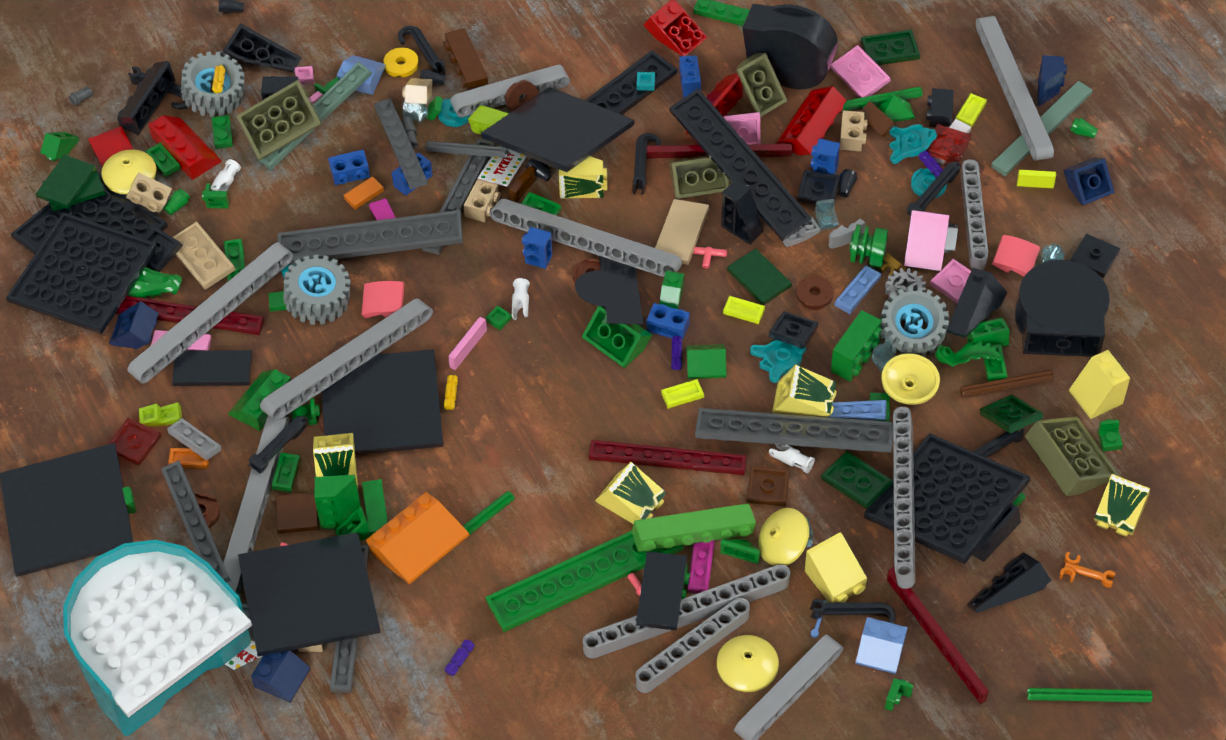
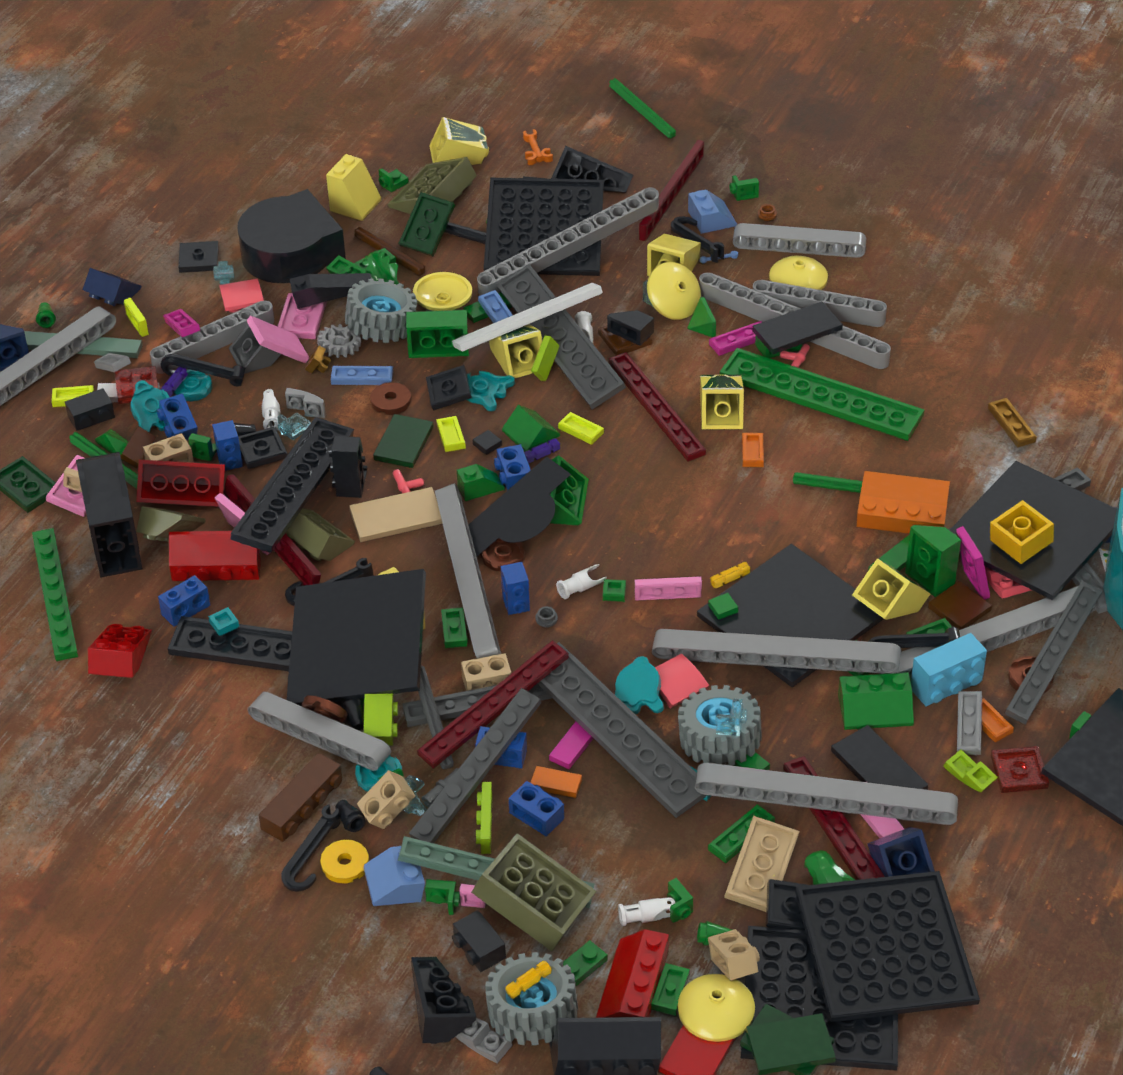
camera: 125 degrees left, 10 degrees down
(238, 446) = (948, 669): none -> medium azure brick
(294, 273) = (732, 723): none -> clear light blue bracket
(299, 562) = (1021, 531): none -> yellow brick
(305, 74) = (434, 941): bright pink tile -> none
(307, 519) = (973, 563): none -> dark pink tile
(365, 139) = (484, 817): none -> lime plate
(392, 269) = (639, 686): none -> teal tile
(420, 361) = (723, 606): none -> green tile
(443, 179) = (492, 704): none -> dark red tile
(443, 691) = (1012, 422): none -> pearl gold tile
(459, 657) = (974, 426): dark purple axle -> none
(502, 169) = (441, 676): white sticker -> none
(506, 259) = (546, 617): none -> dark grey plate
(522, 184) = (441, 654): reddish brown tile -> none
(565, 490) = (752, 450): none -> orange tile
(693, 527) = (718, 343): bright green brick -> none
(715, 326) = (487, 442): none -> black tile
(762, 482) = (631, 325): none -> black slope
(771, 401) = (545, 358): none -> lime tile
(818, 404) = (526, 317): none -> white tile
(845, 154) = (202, 447): none -> green bracket
(850, 687) = (767, 212): none -> dark orange plate
(855, 211) = (270, 409): none -> white piece
(856, 60) = (71, 479): none -> tan tile
(856, 479) = (571, 277): dark green tile -> none
(868, 245) = (314, 371): green wheel -> none
(883, 147) = (180, 418): none -> blue brick
(987, 140) = (112, 362): none -> light grey tile
(1002, 198) = (181, 323): none -> dark pink tile

